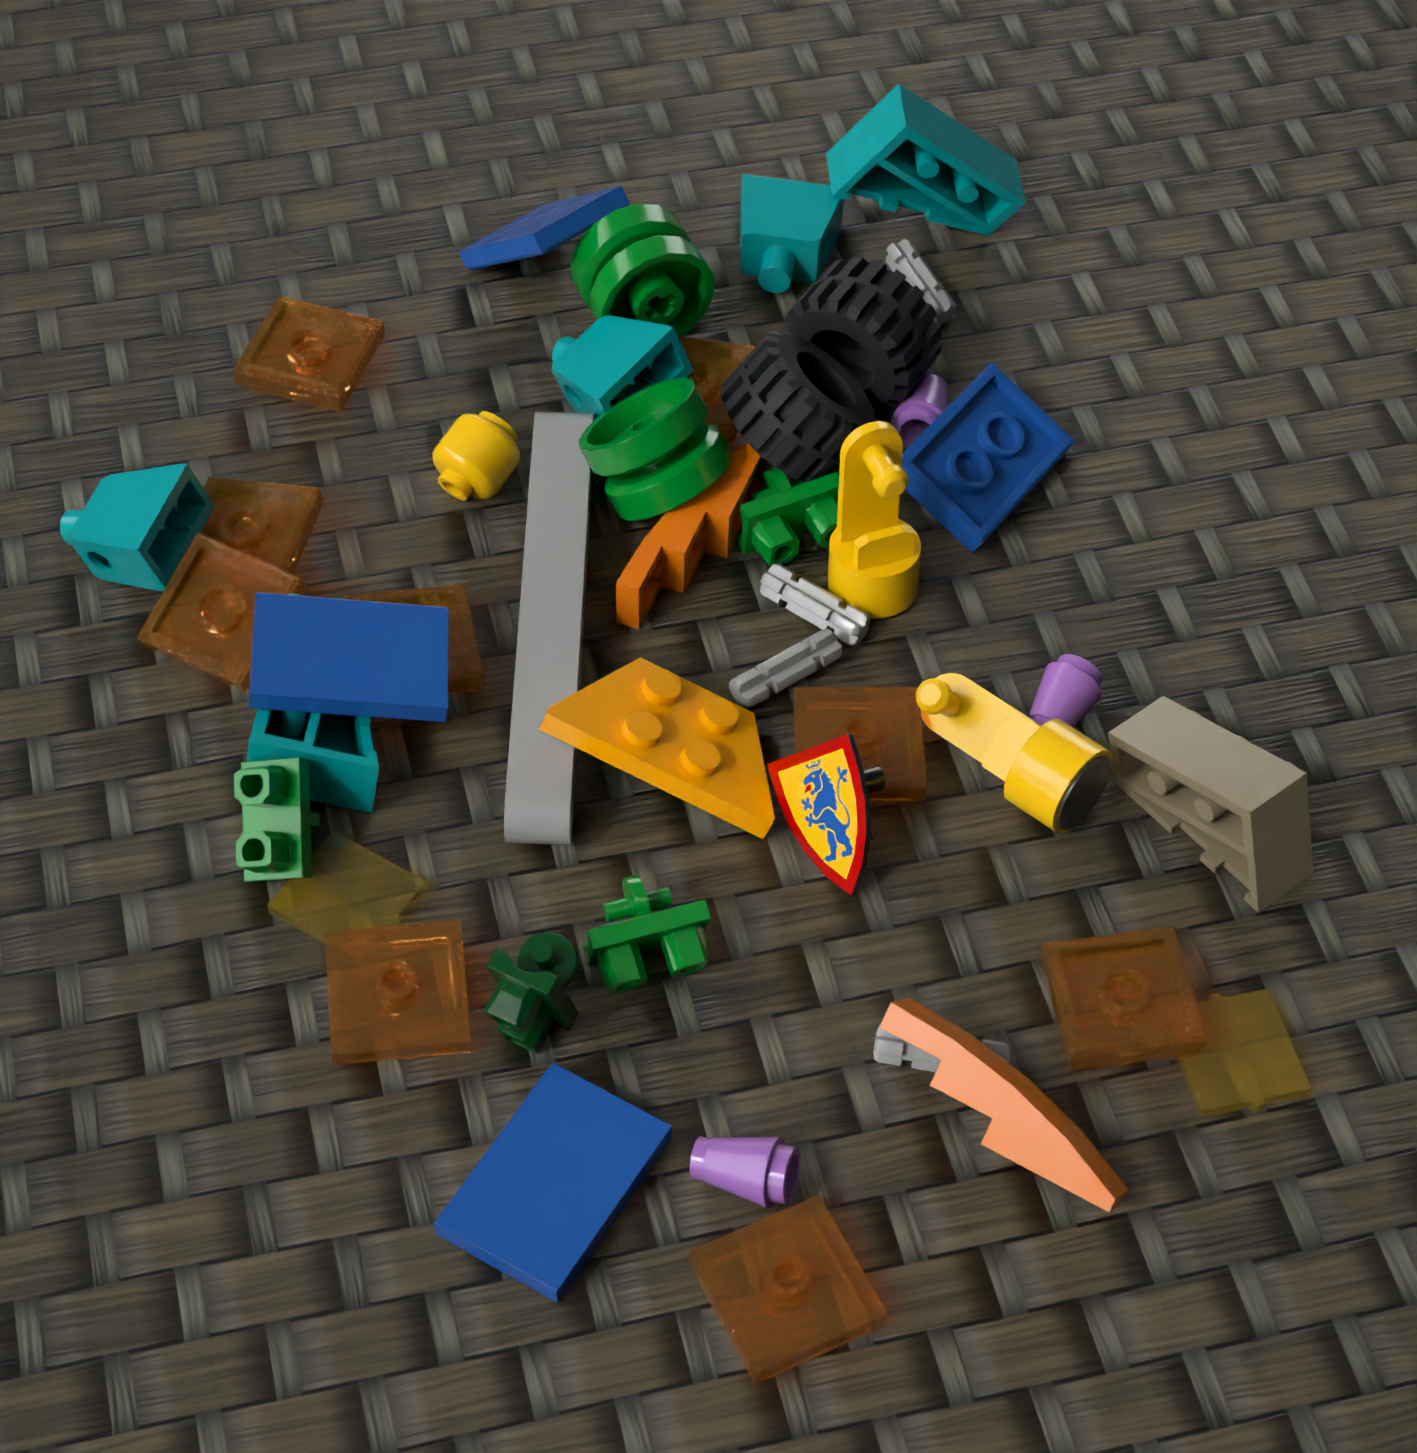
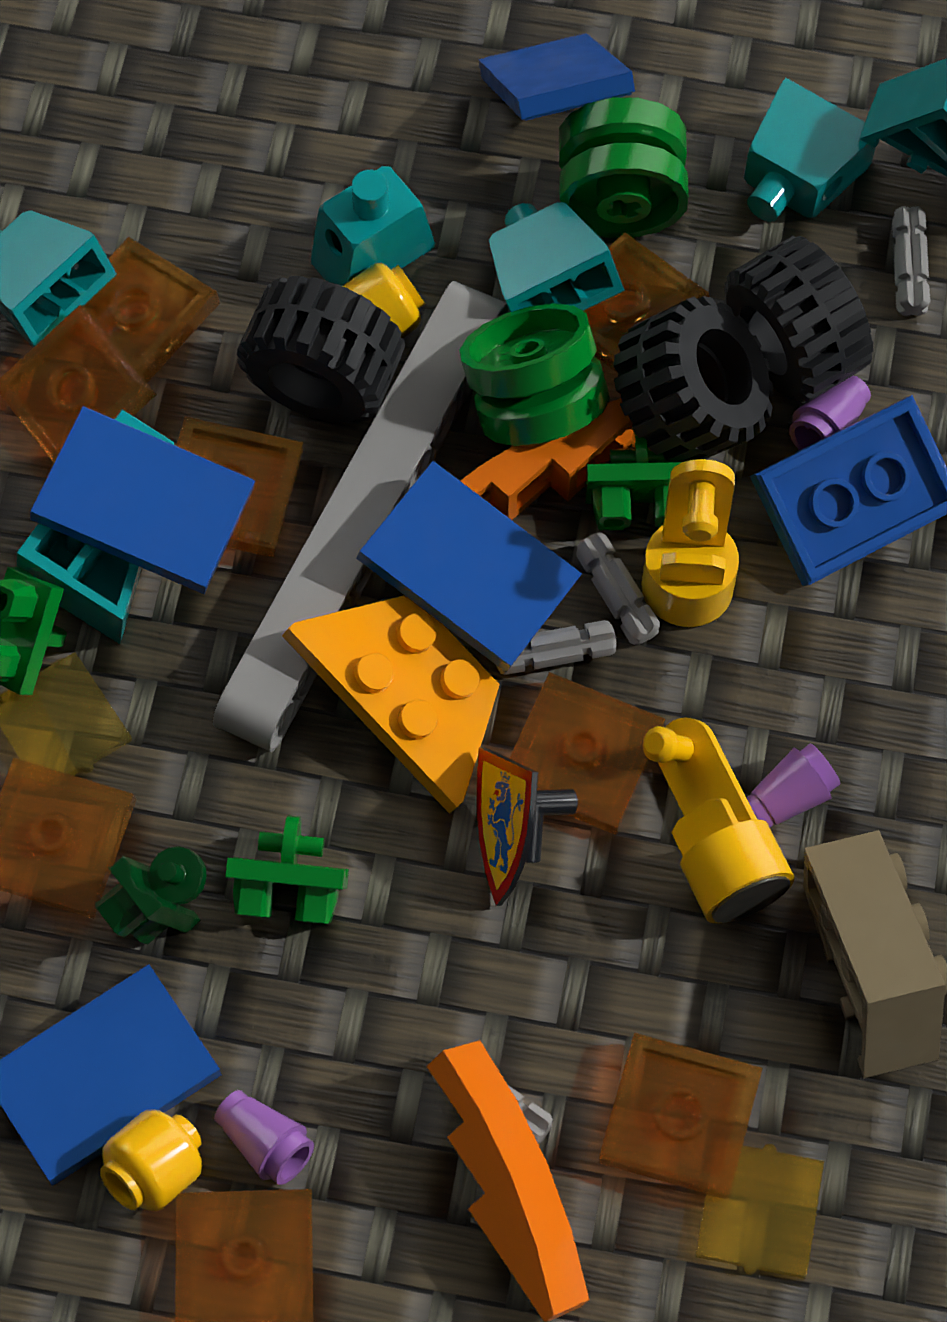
camera: 25 degrees right, 15 degrees up
(309, 353) = (283, 129): clear orange plate -> none
(432, 390) = (369, 225): none -> teal torso
(449, 492) = (320, 350): none -> black tyre
(651, 1229) = (151, 1160): none -> yellow head
(681, 616) = (469, 566): none -> blue tile

